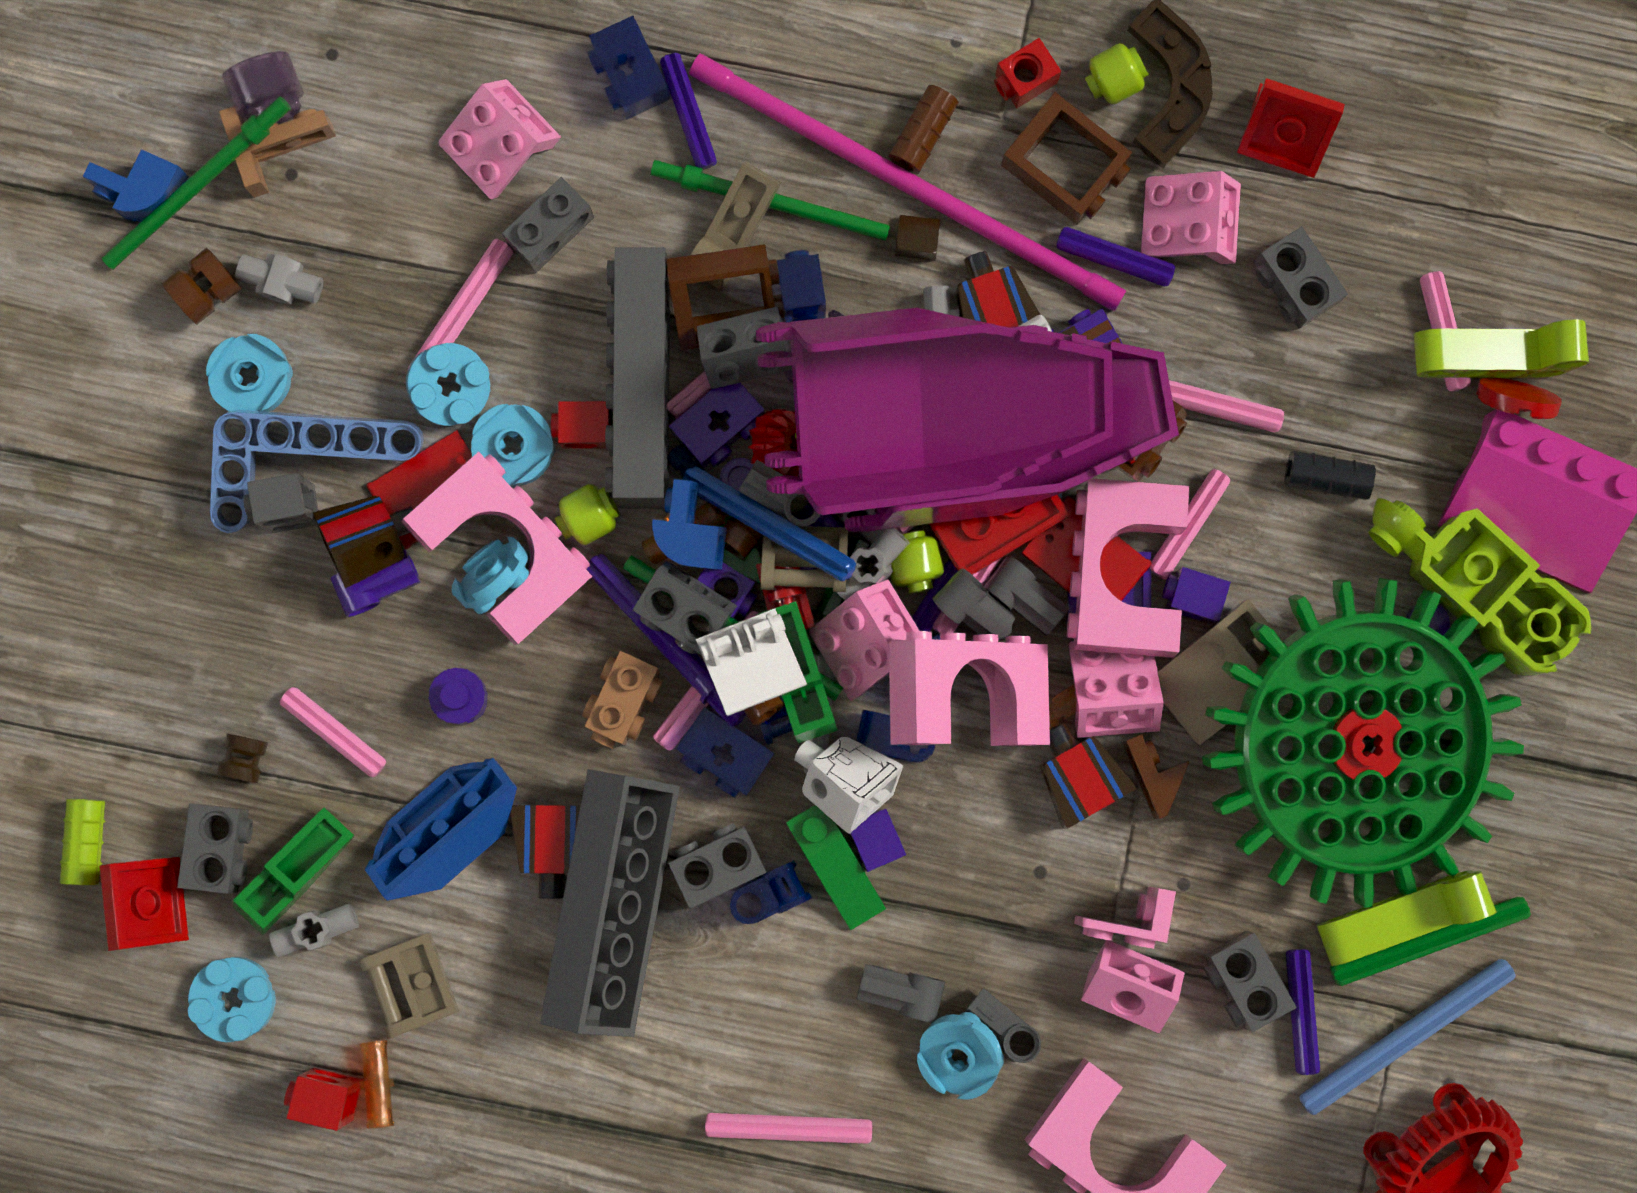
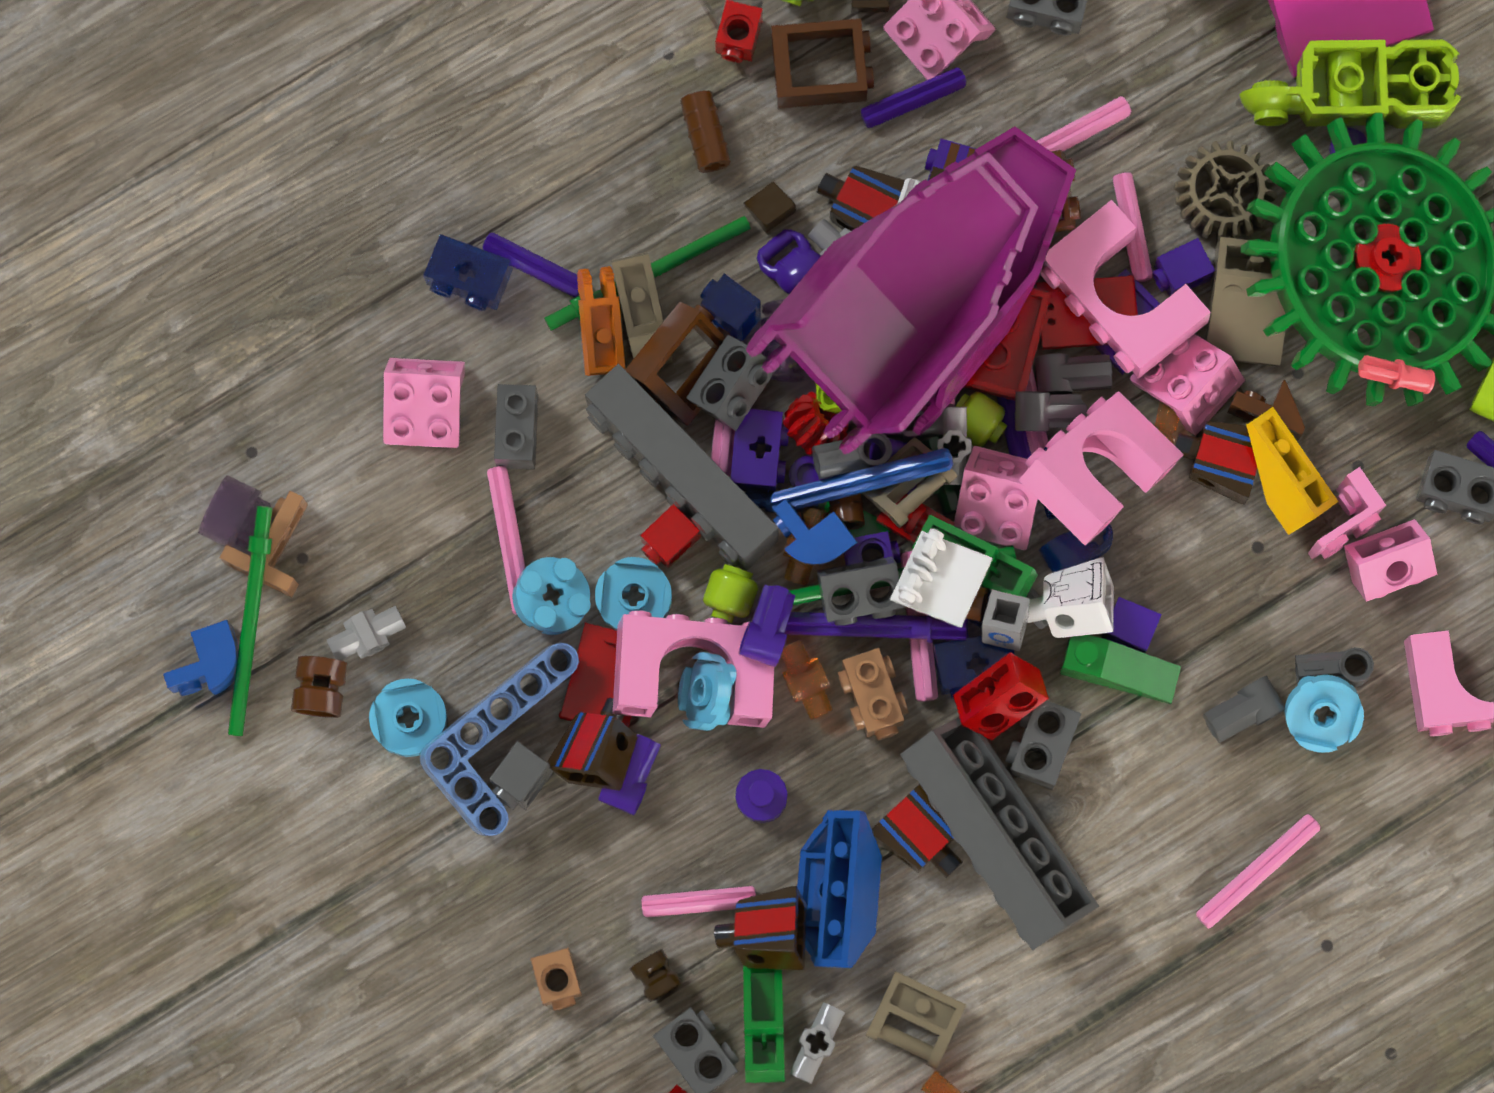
camera: 40 degrees left, 5 degrees down
(182, 680) = (544, 966): none -> medium nougat brick
(358, 807) = (768, 930): none -> dark brown torso
(576, 572) = (765, 634): none -> dark purple piece
(581, 638) = (806, 680): none -> clear orange axle
(690, 206) = (600, 323): none -> orange hinge
(714, 798) = (1000, 696): none -> red brick
(726, 81) = (914, 131): dark pink piece -> none
(772, 743) = (1005, 620): none -> light grey brick
(772, 893) = (1097, 724): clear blue piece -> none
(888, 299) = (793, 266): none -> dark purple piece
(1115, 841) = (1286, 473): none -> yellow slope
(1280, 845) = (1396, 374): none -> coral axle
(1297, 546) = (1232, 205): none -> dark tan gear
(1329, 475) = (1193, 110): black axle -> none

